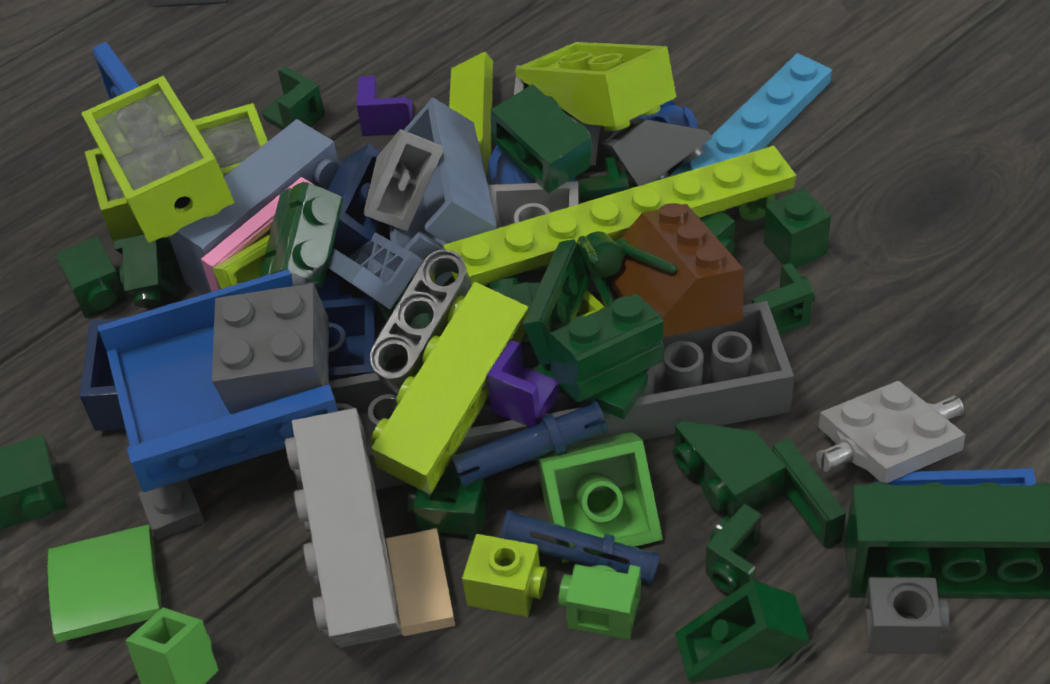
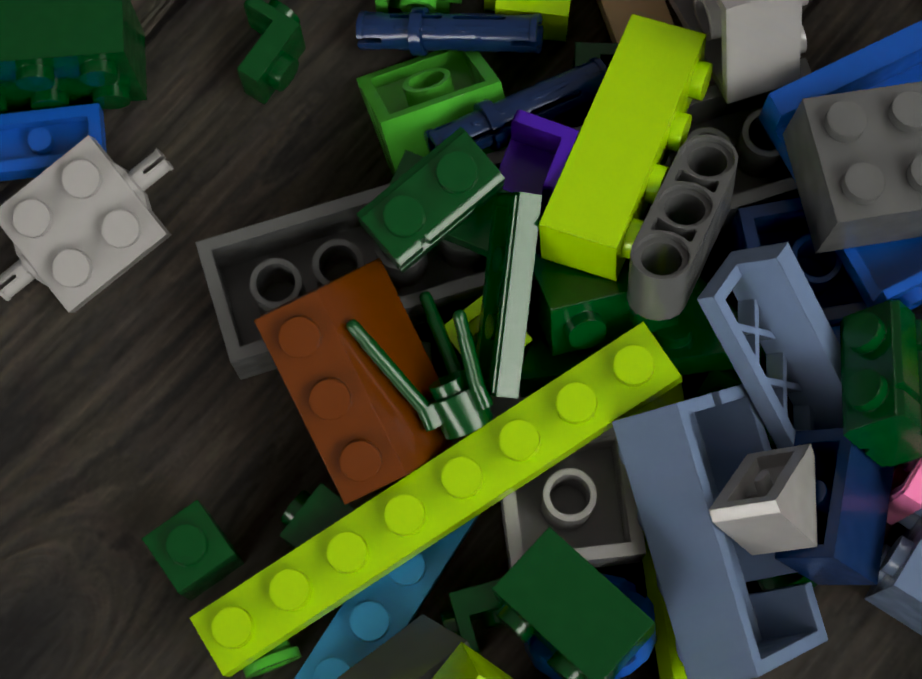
camera: 170 degrees right, 25 degrees up
(729, 465) = (275, 160): dark green slope -> none
(791, 302) = (216, 409): dark green bracket -> none
(810, 495) = (186, 131): dark green tile -> none

